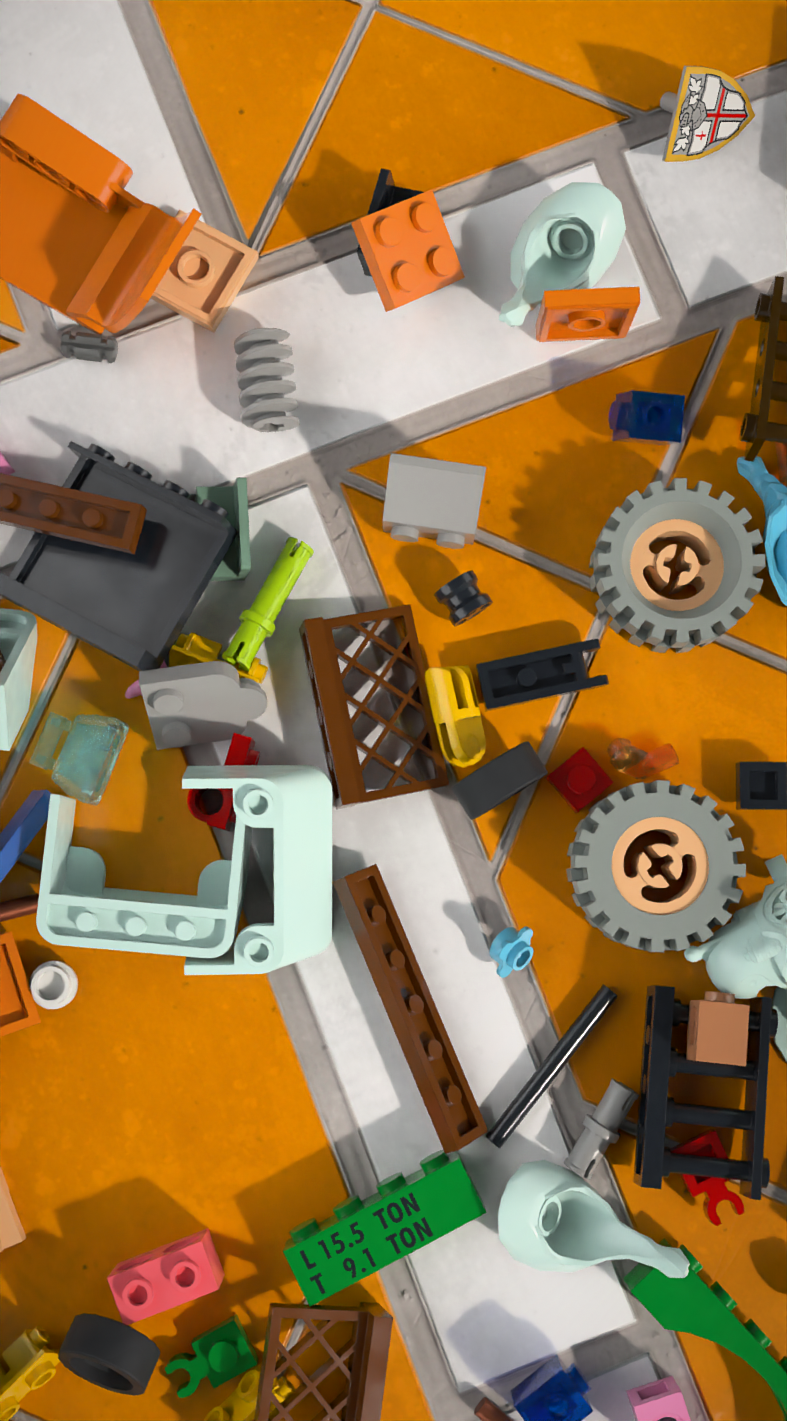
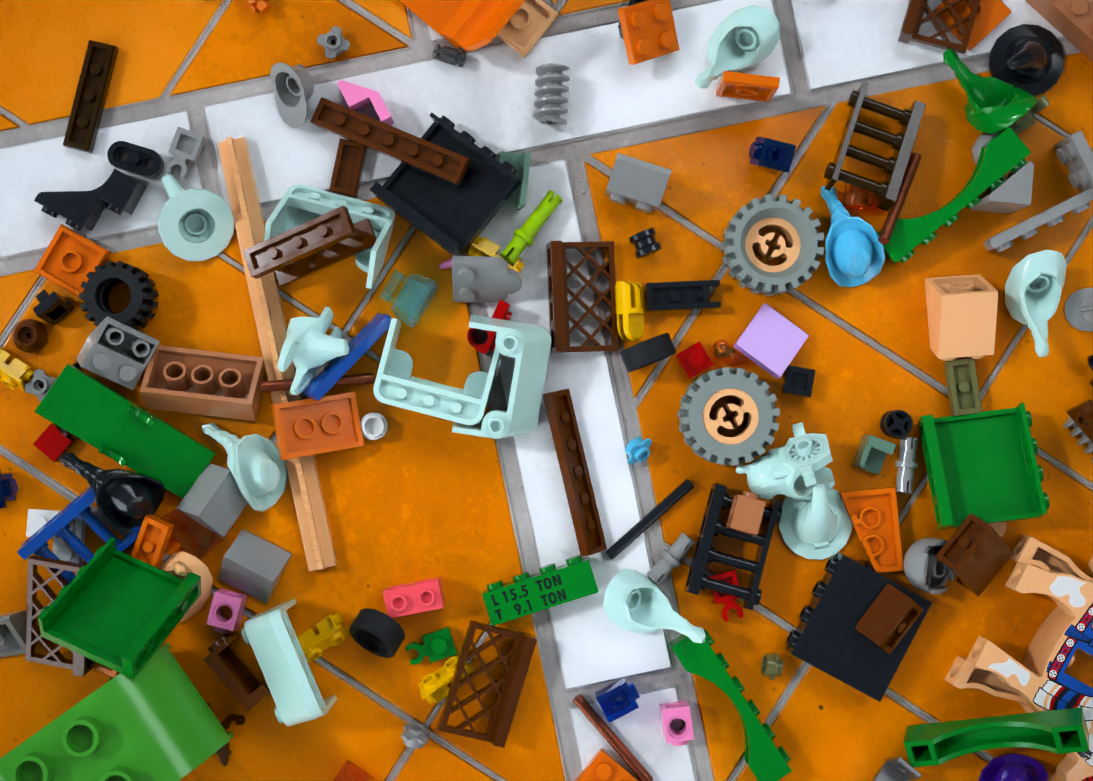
camera: 10 degrees right, 5 degrees up
(703, 726) = (771, 341): none -> lavender tile

